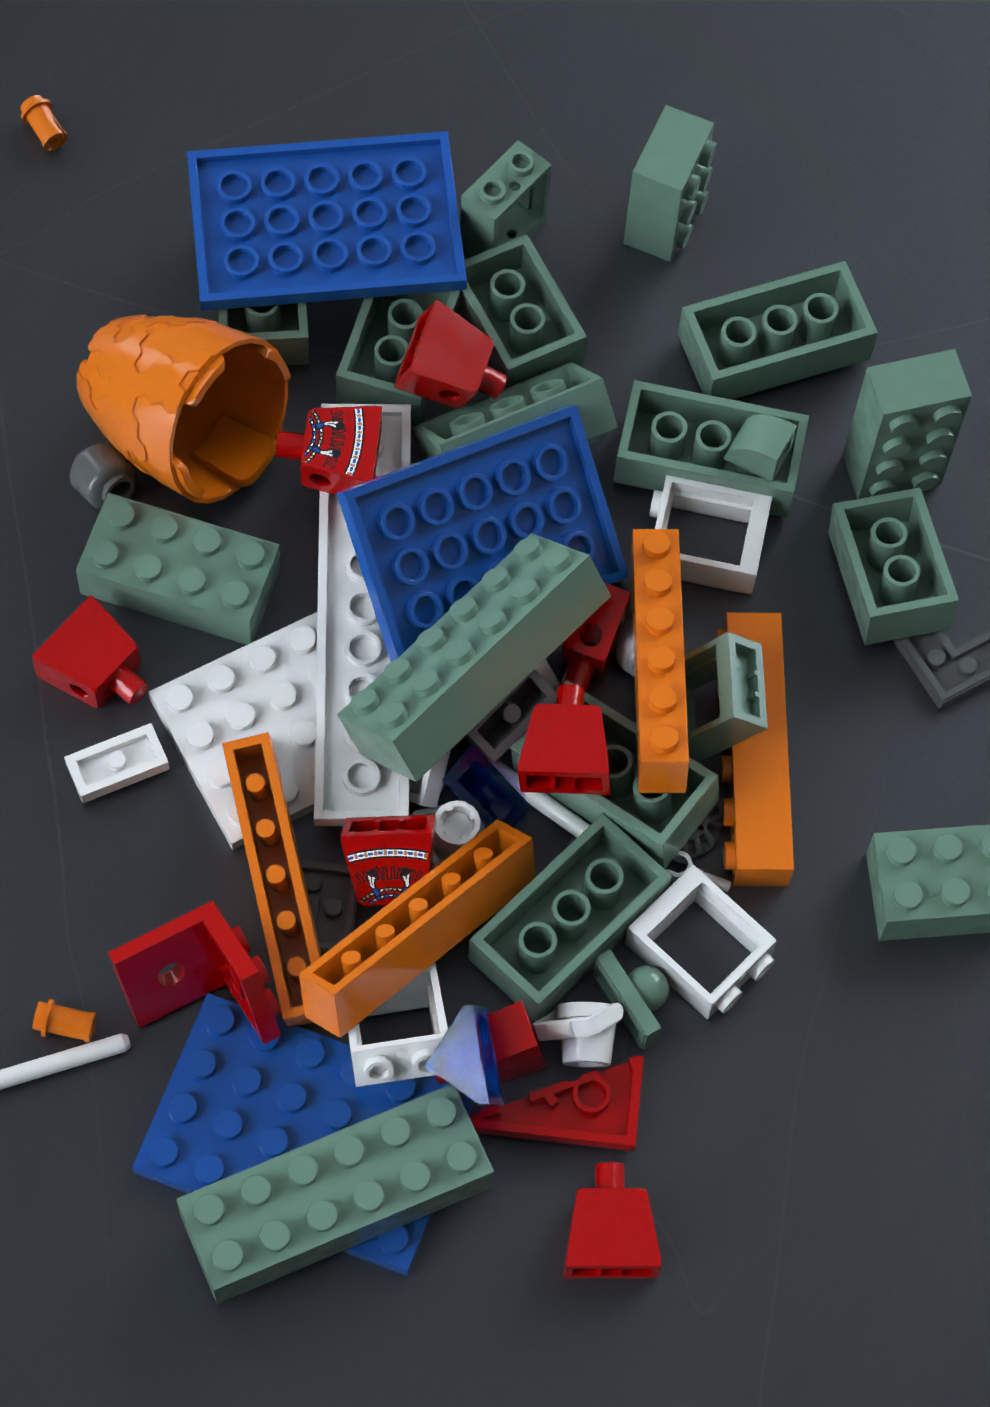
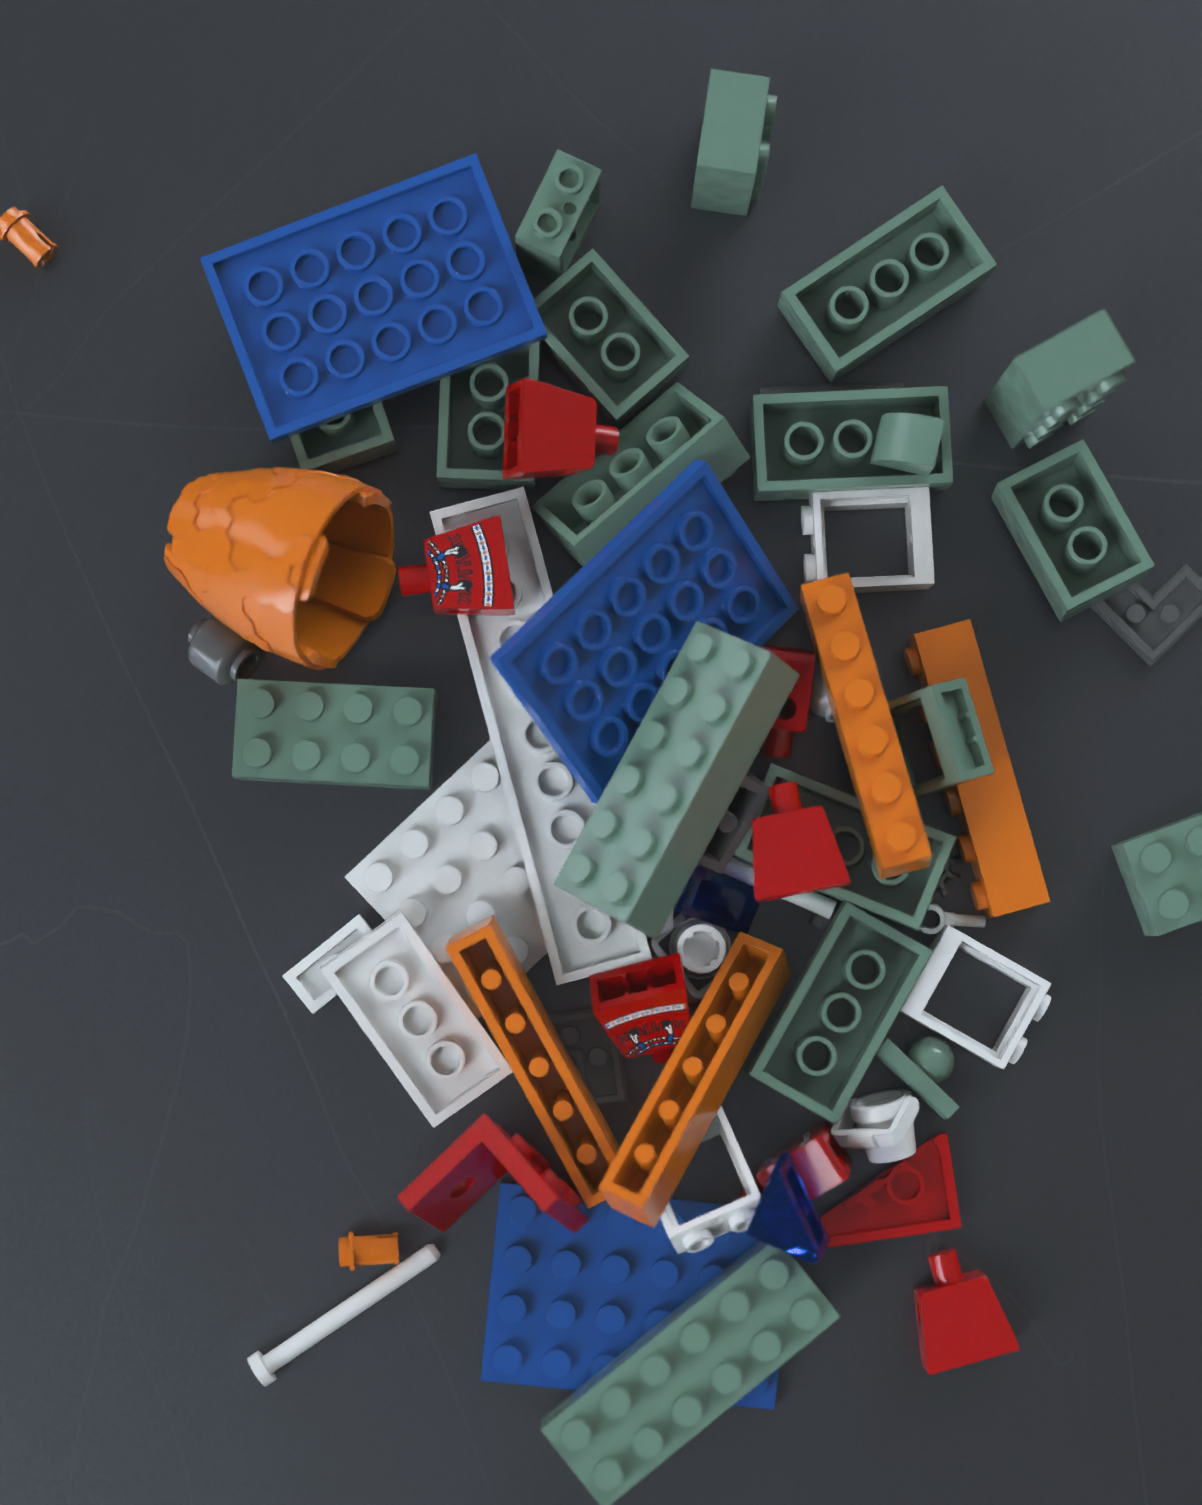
camera: 15 degrees left, 20 degrees up
(91, 658) = (277, 857): red torso -> none
(175, 821) = (416, 1019): none -> white plate

